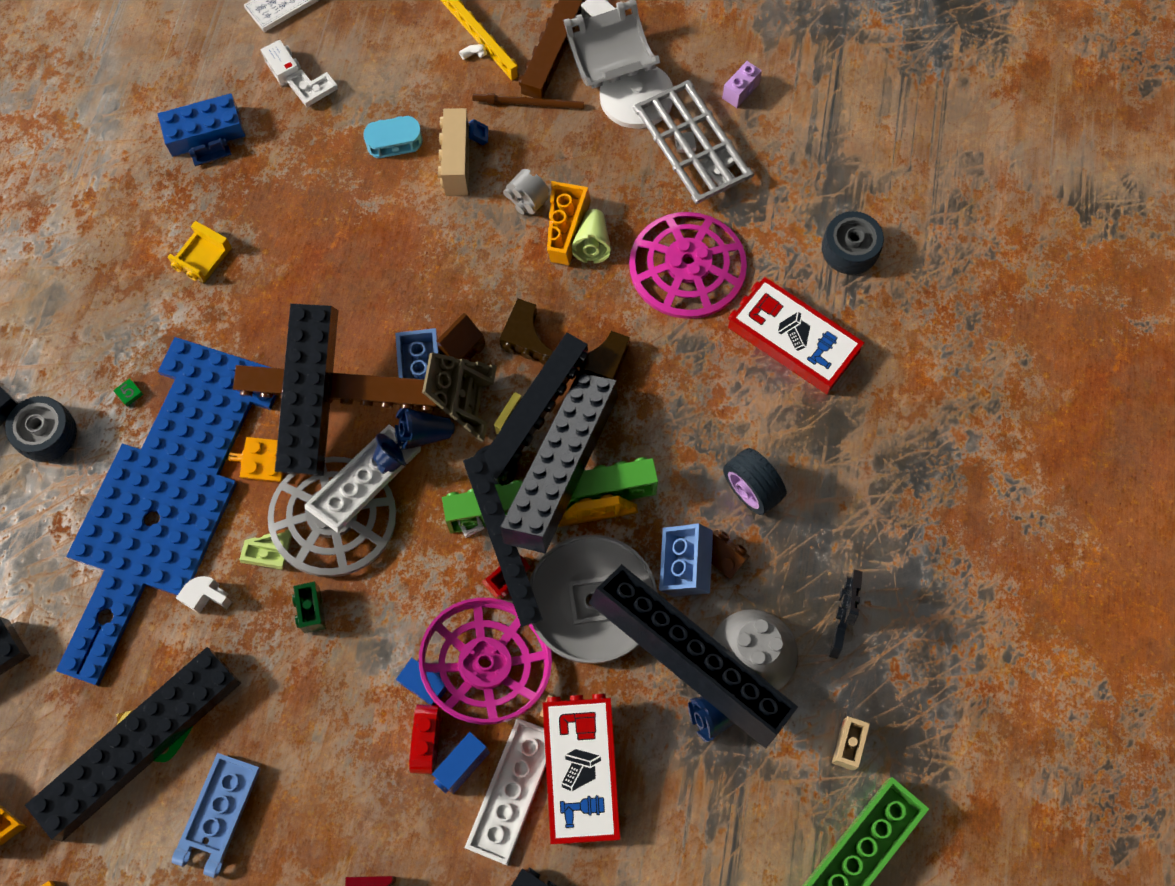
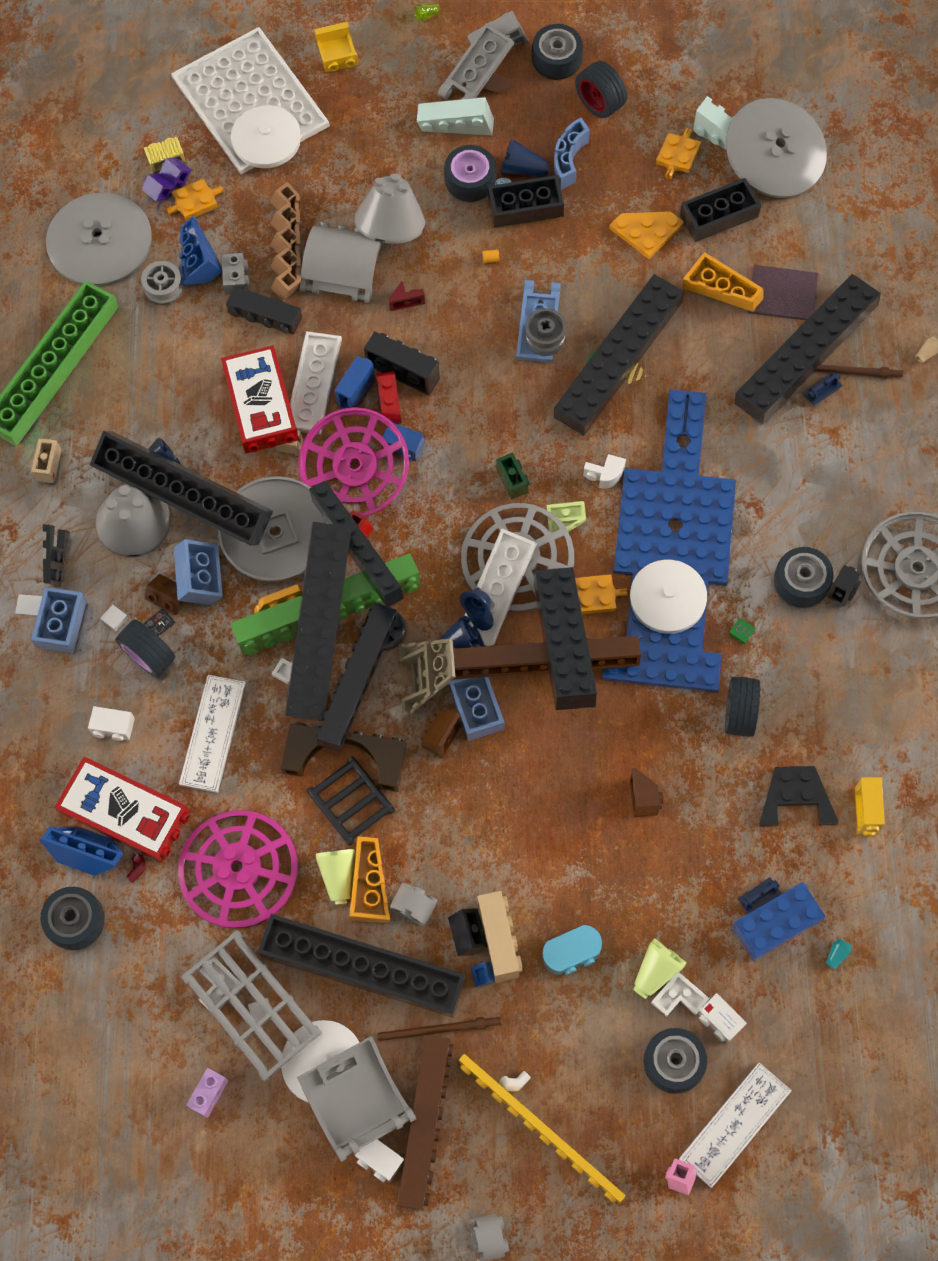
camera: 170 degrees right, 0 degrees up
(76, 197) = (869, 806): none -> yellow window
(138, 236) = (797, 788): none -> black wing
(155, 302) = (742, 706): none -> black wheel
(160, 94) = (838, 953): none -> teal cone
(187, 435) = (668, 596): none -> white dish
(198, 779) = (545, 332): none -> dark grey wheel
(201, 253) = (727, 778): yellow panel -> none
(283, 243) = (644, 795): none -> reddish brown slope
(321, 106) = (657, 969): none -> yellowish green cone
(331, 37) = (686, 1049): none -> wheel
(397, 781) = (409, 363): none -> black brick
(482, 163) = (467, 932): none -> black brick
(507, 411) = (382, 677): light yellow tile -> none
(583, 287) = (375, 793): none -> black bar
(587, 154) = (362, 965): none -> black brick
(609, 444) = (282, 671): none -> white tile
(694, 396) = (212, 734): none -> white tile
(739, 524) = (159, 622): none -> black sticker
(784, 280) = (138, 867): none -> dark red arm
(786, 539) = (114, 618): none -> white tile
(799, 421) = (111, 723): none -> white brick
(837, 302) = (81, 849): none -> blue wedge
(847, 540) = (59, 620): none -> medium blue brick
(878, 575) = (28, 604): none -> white sticker

